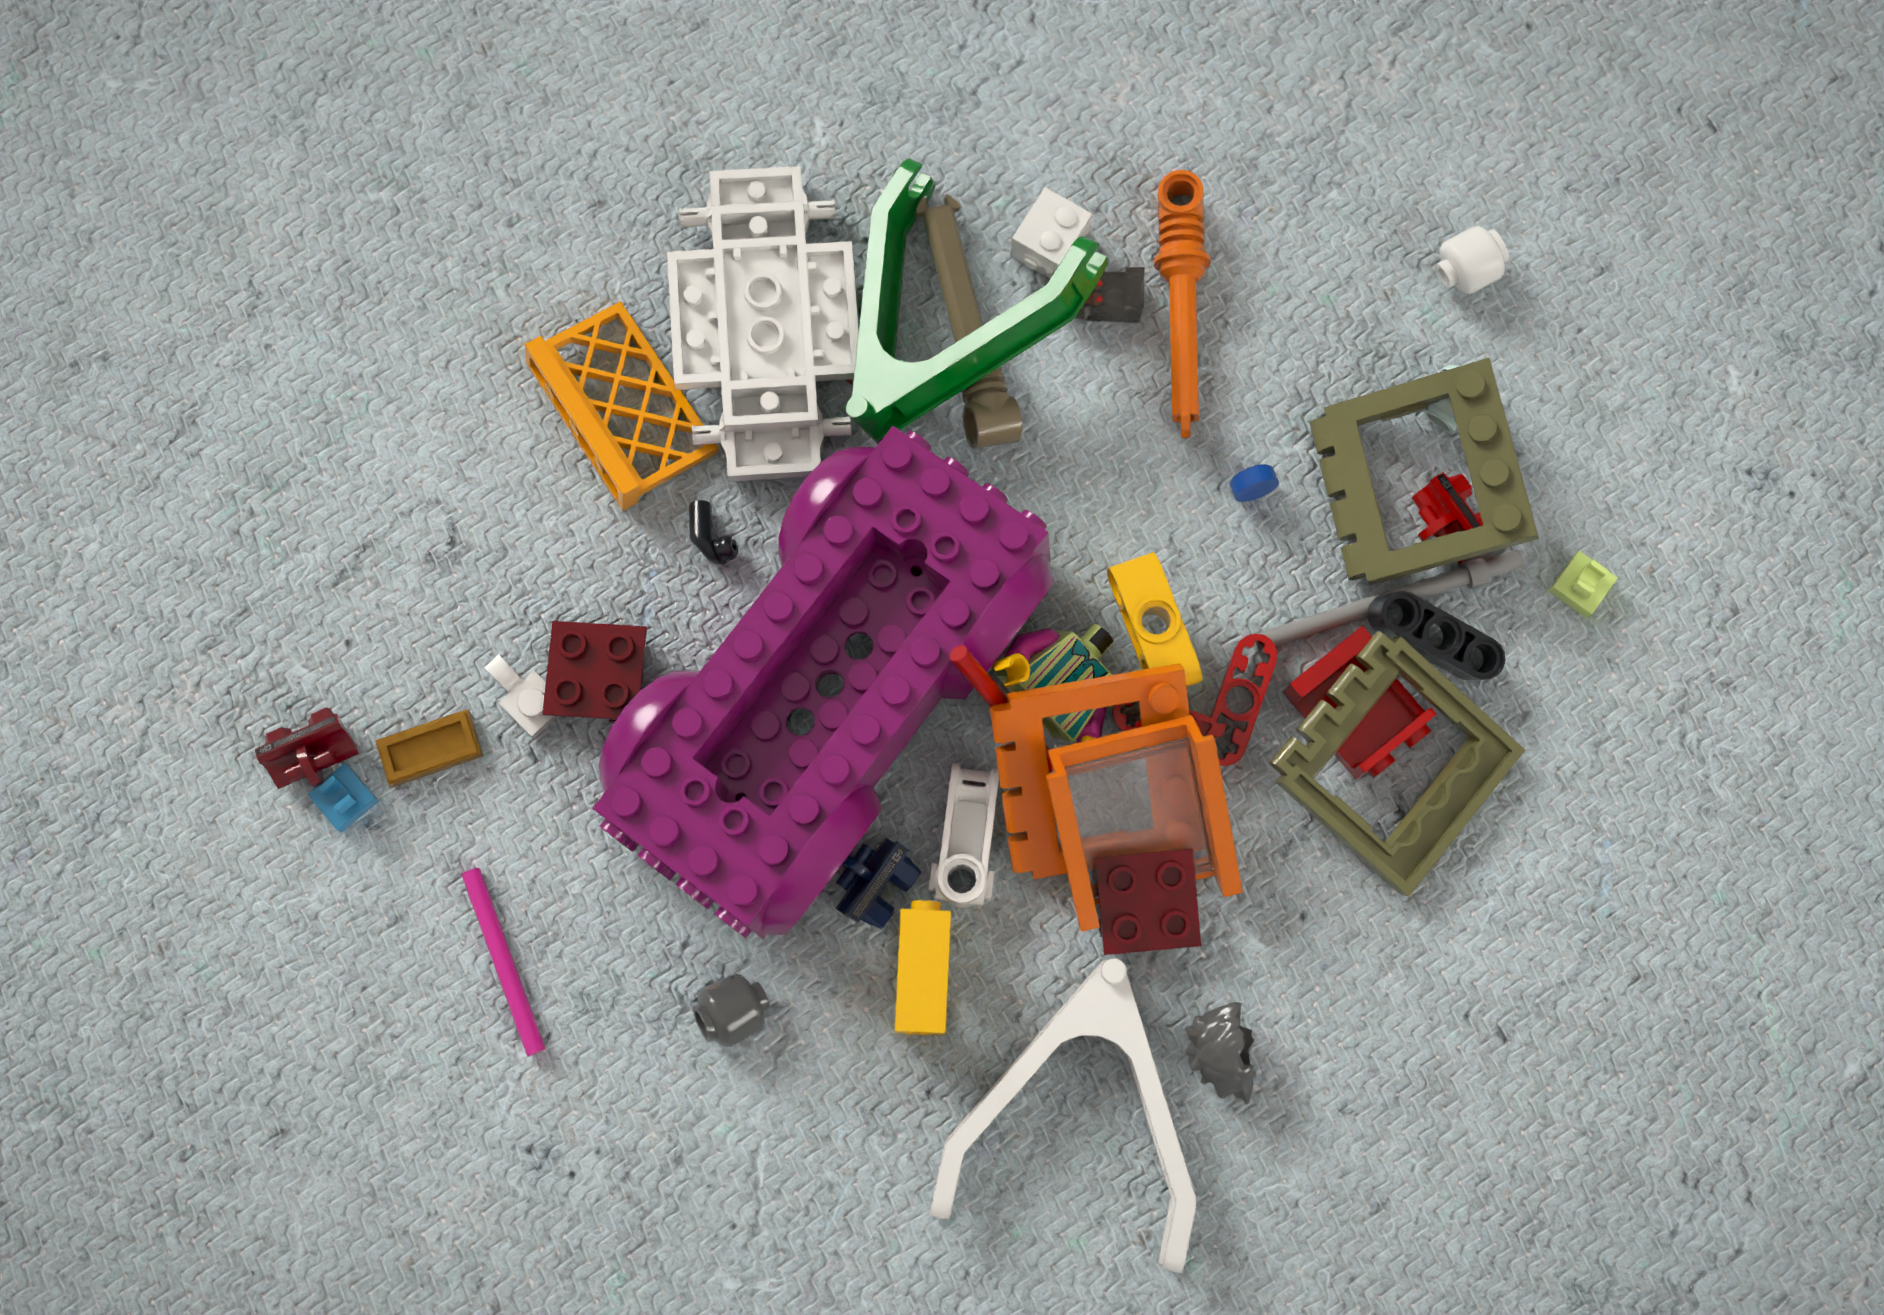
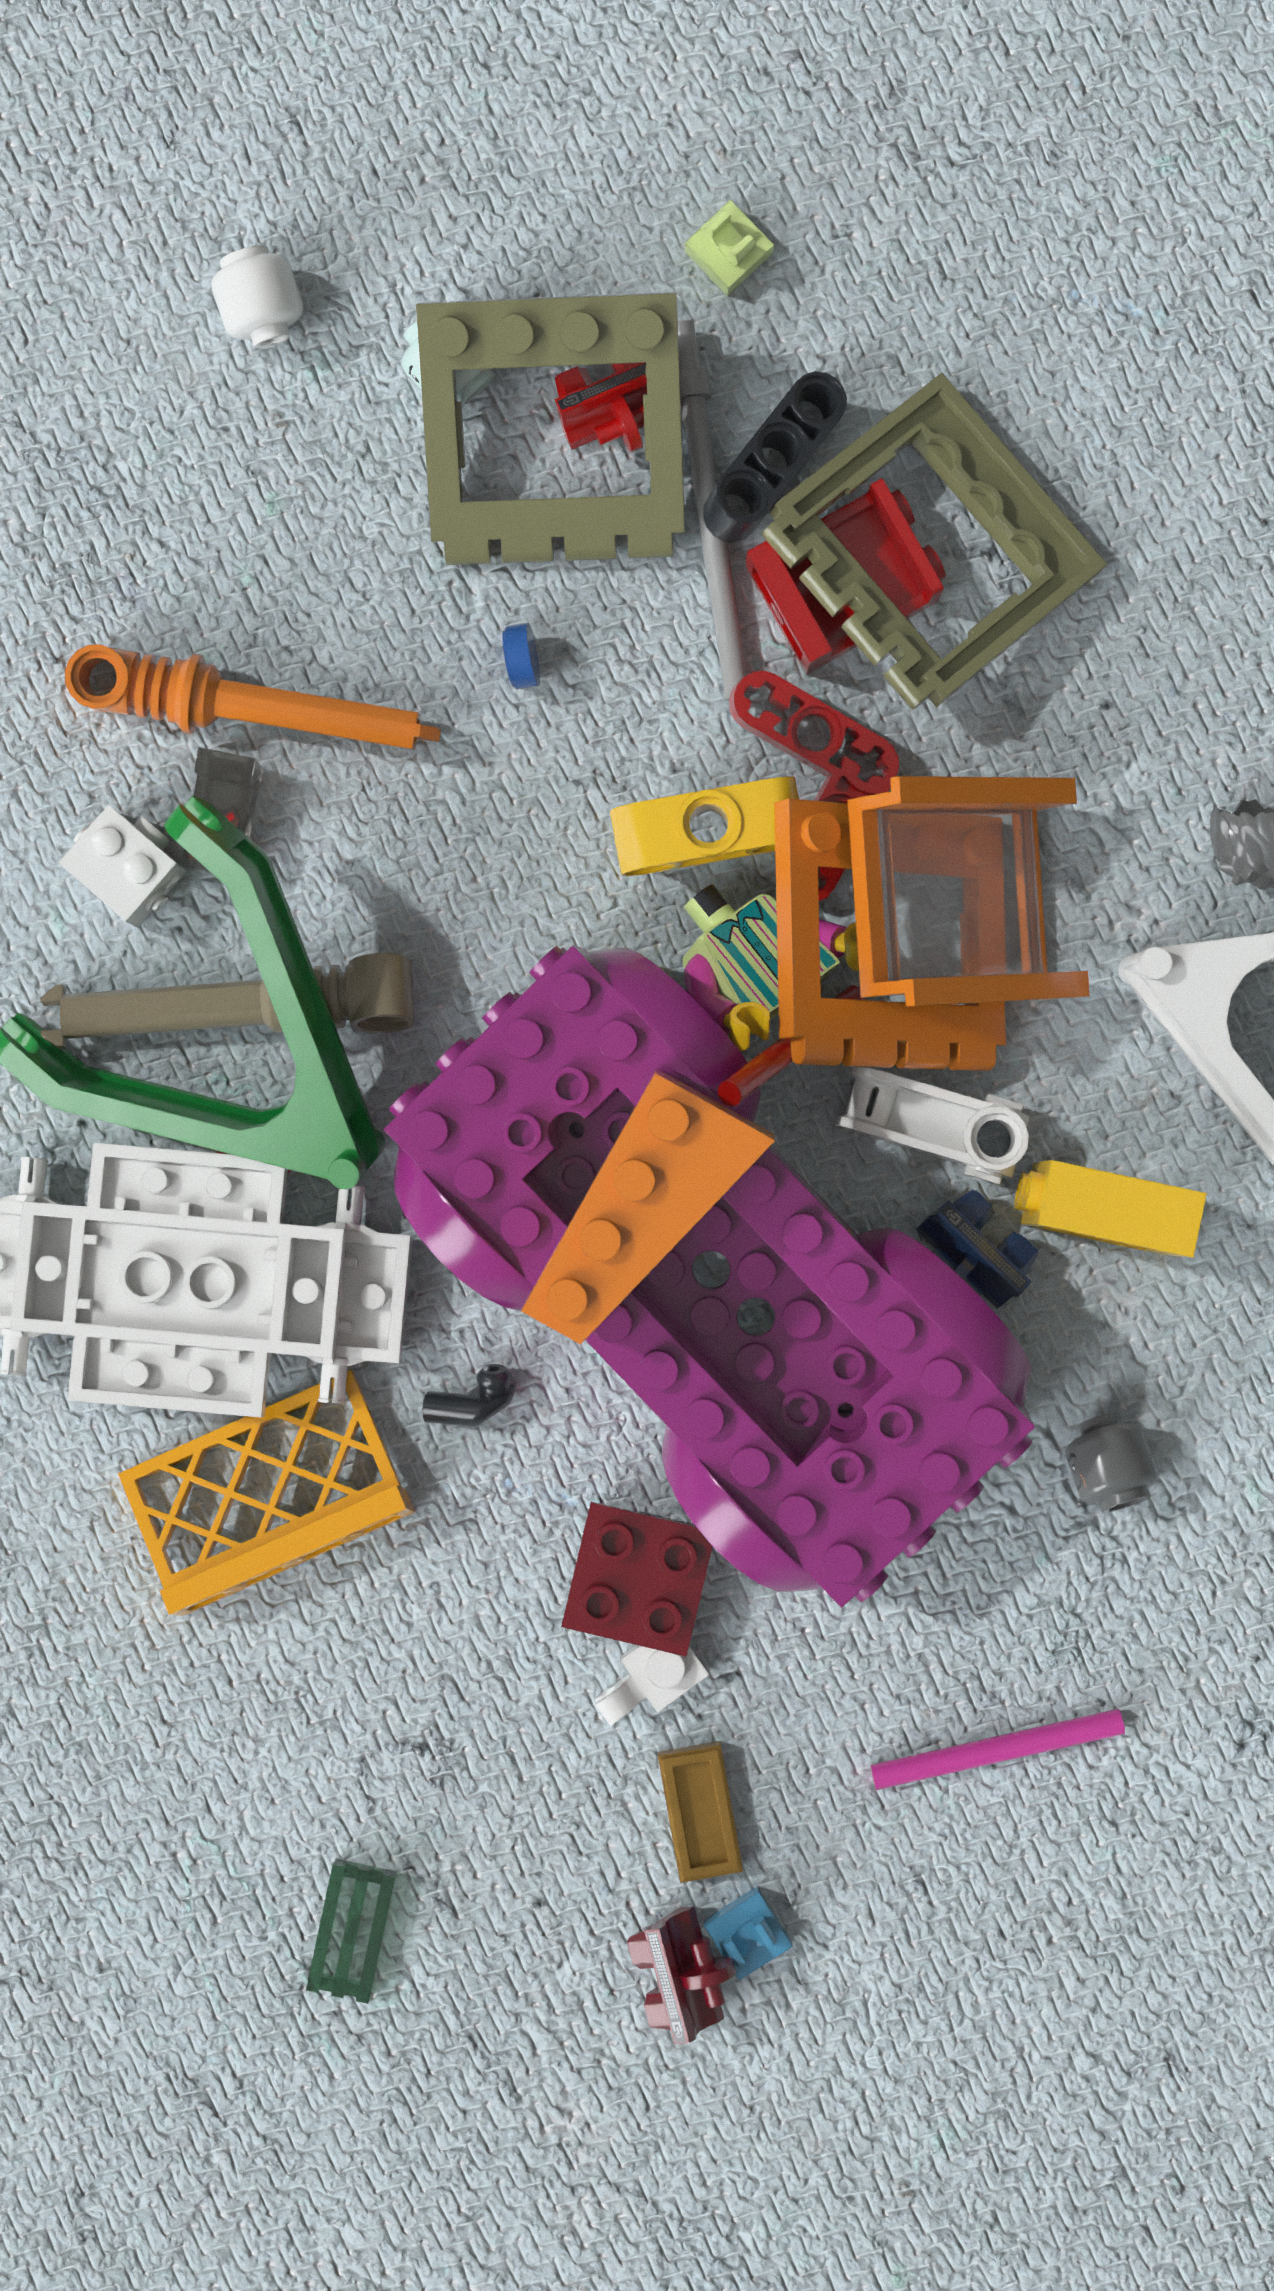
camera: 75 degrees left, 10 degrees up
(275, 510) = (340, 1984): none -> clear green tile
(876, 605) = (649, 1193): none -> orange wedge
(1148, 901) = (1063, 902): dark red hinge -> none

